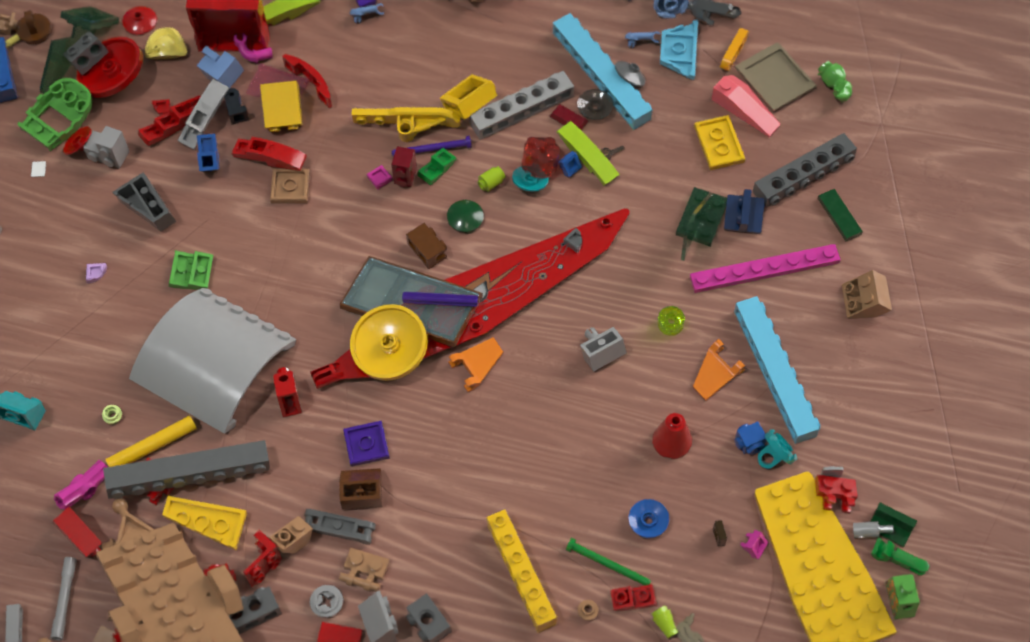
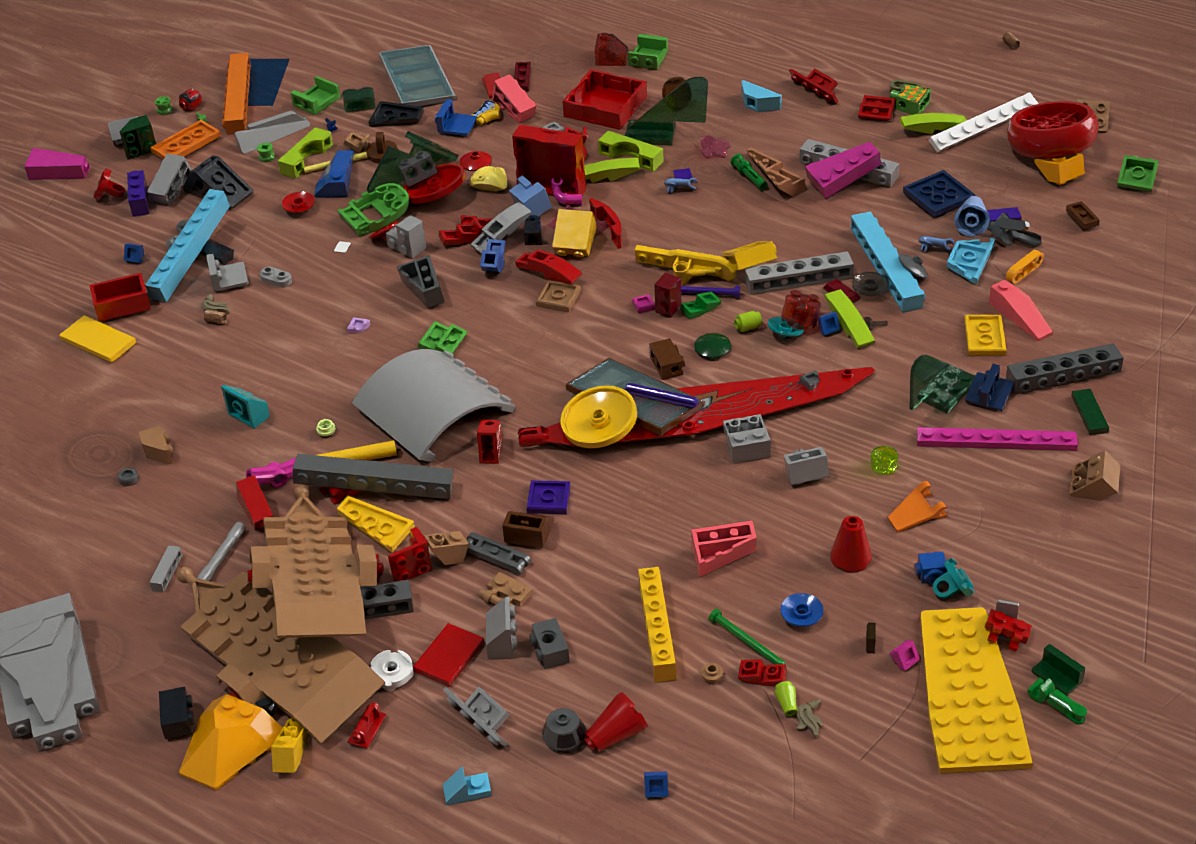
camera: 20 degrees right, 20 degrees down
(329, 592) = (464, 602): light grey gear -> none
(477, 361) = (679, 456): orange flag -> none
(536, 328) = (747, 439): none -> light grey slope
(553, 464) = (721, 545): none -> coral wedge
(775, 76) = (1060, 294): dark tan piece -> none
(776, 370) = (979, 520): medium azure brick -> none
(835, 77) = (1120, 303): bright green animal -> none
(870, 529) = (1032, 668): light grey piece -> none
(902, 593) = (1048, 720): bright green torso -> none

